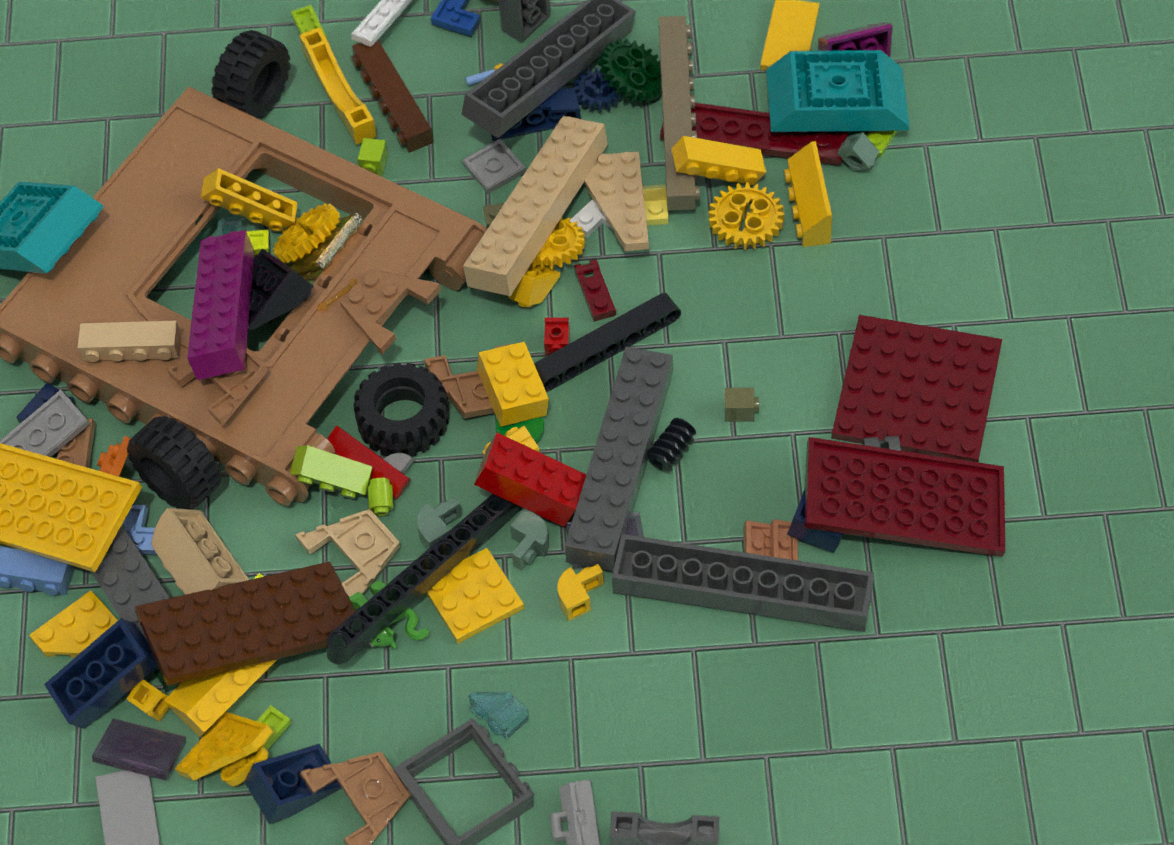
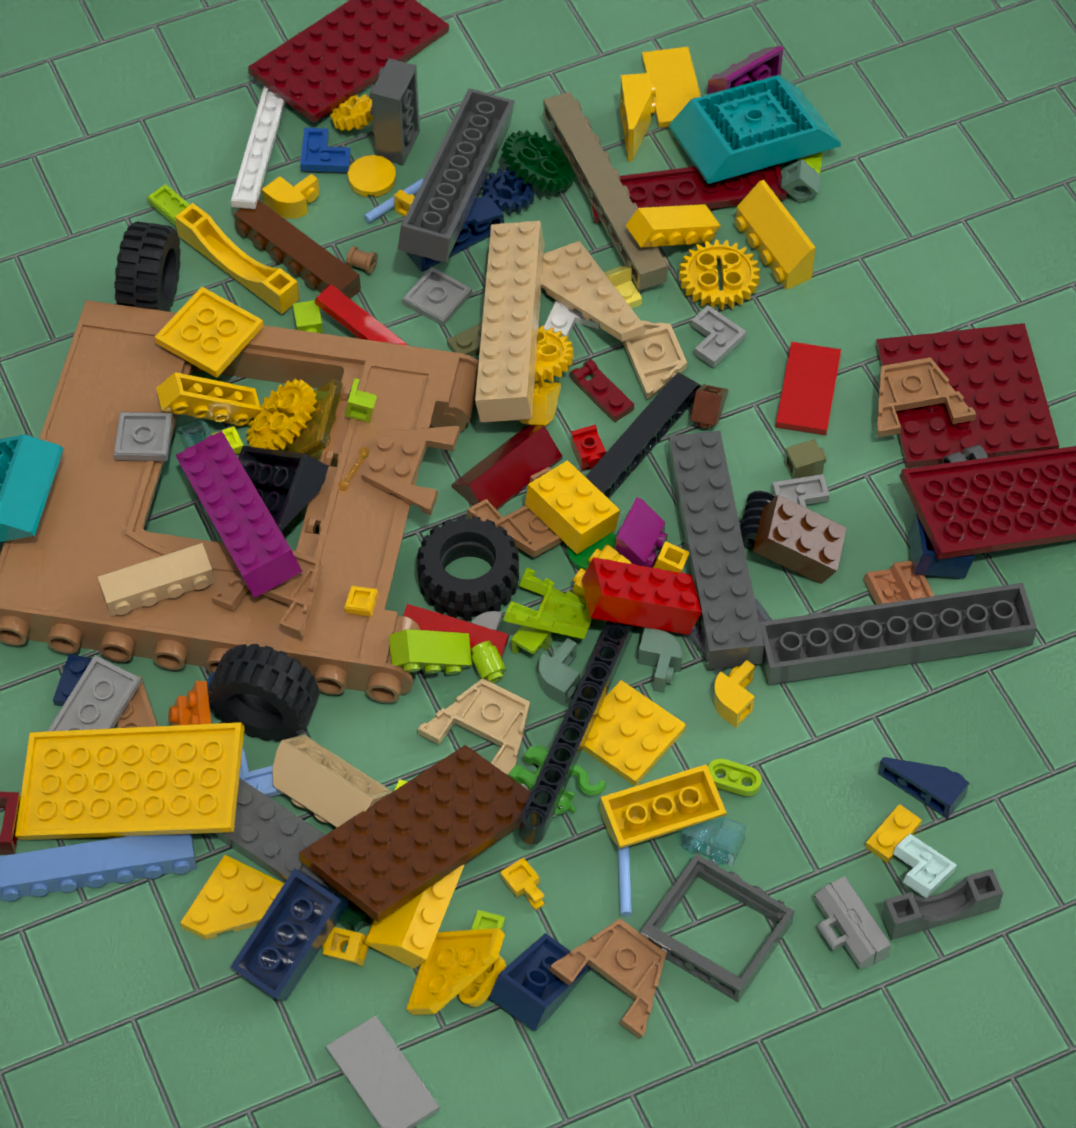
camera: 25 degrees left, 0 degrees up
(139, 749) = (359, 1001): clear purple tile -> none
(178, 216) = (143, 436): none -> light grey tile
(272, 142) = (209, 331): none -> yellow plate
(288, 410) = (361, 601): none -> yellow tile
(320, 692) = (523, 880): none -> yellow plate
(367, 240) = (360, 404): none -> lime panel
(409, 48) = (288, 200): none -> yellow brick
(409, 717) = (624, 882): none -> light blue bar
(412, 167) = (354, 317): none -> red tile
(426, 486) = (530, 640): none -> lime panel
(443, 116) = (361, 259): none -> medium nougat bush
(453, 473) = (557, 613): none -> lime wing
(463, 667) = (661, 806): none -> yellow slope
(481, 333) = (509, 467): none -> dark red slope
(488, 45) = (372, 176): none -> yellow tile
(543, 664) = (735, 775): none -> lime plate
(559, 428) = (641, 535): none -> magenta slope
(575, 455) = (671, 558): none -> yellow brick
(654, 271) = (655, 356): none -> tan wing
(658, 758) = (892, 832): none -> yellow plate
(671, 795) = (928, 865): none -> light aqua plate
(679, 329) = (708, 405): none -> copper slope
(695, 472) = (799, 539): none -> reddish brown brick
(709, 725) = (927, 783): none -> dark blue slope
(717, 431) = (803, 490): none -> light grey plate
(722, 270) = (720, 334): none -> light grey plate
(740, 49) = (636, 109): none -> yellow slope
(777, 341) = (808, 388): none -> red tile
(865, 366) = (914, 386): none -> medium nougat wing

